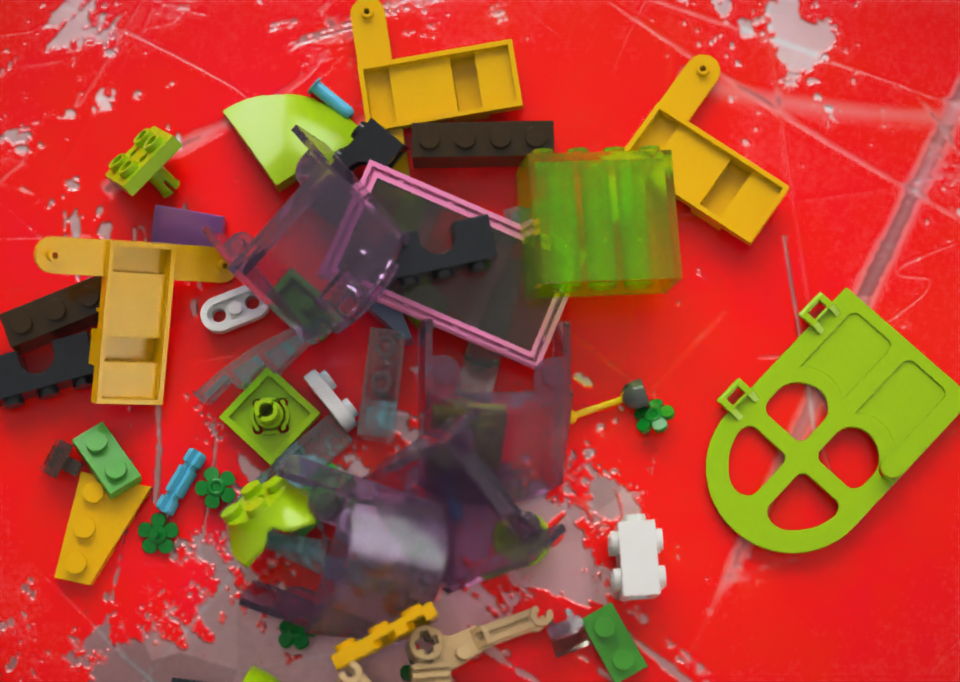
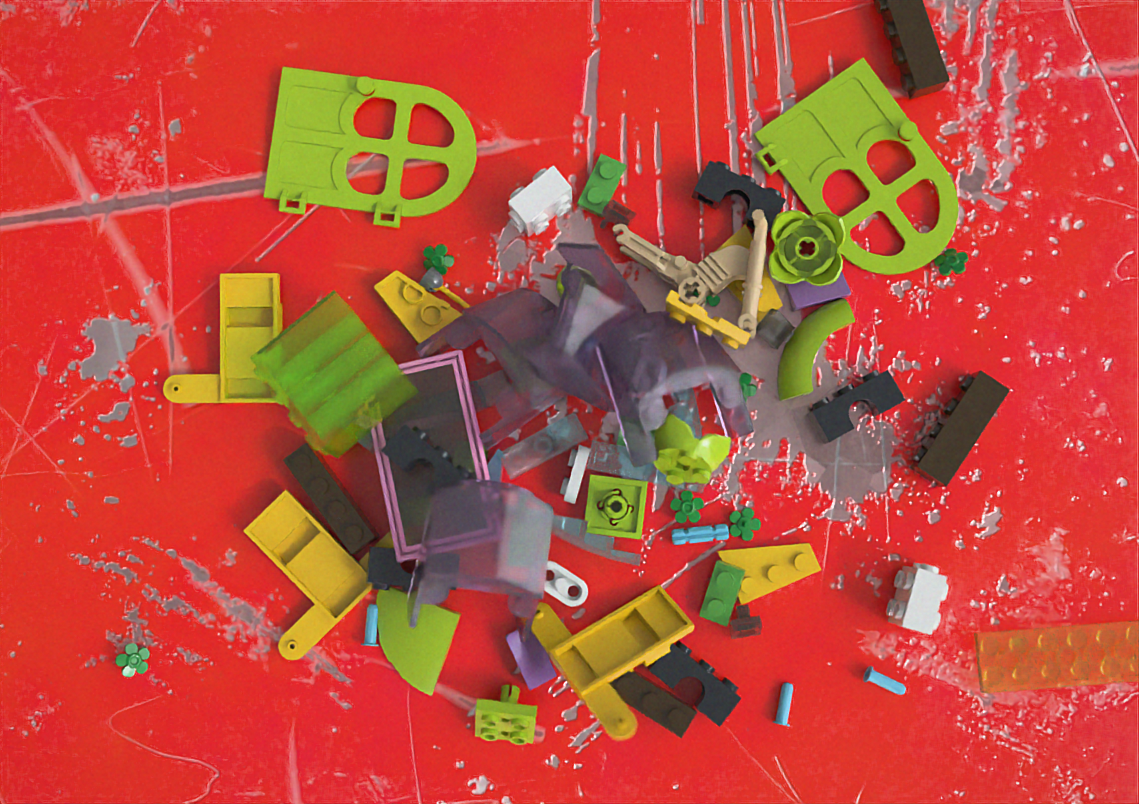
camera: 120 degrees left, 5 degrees up
(615, 359) = (414, 306): none -> yellow wing

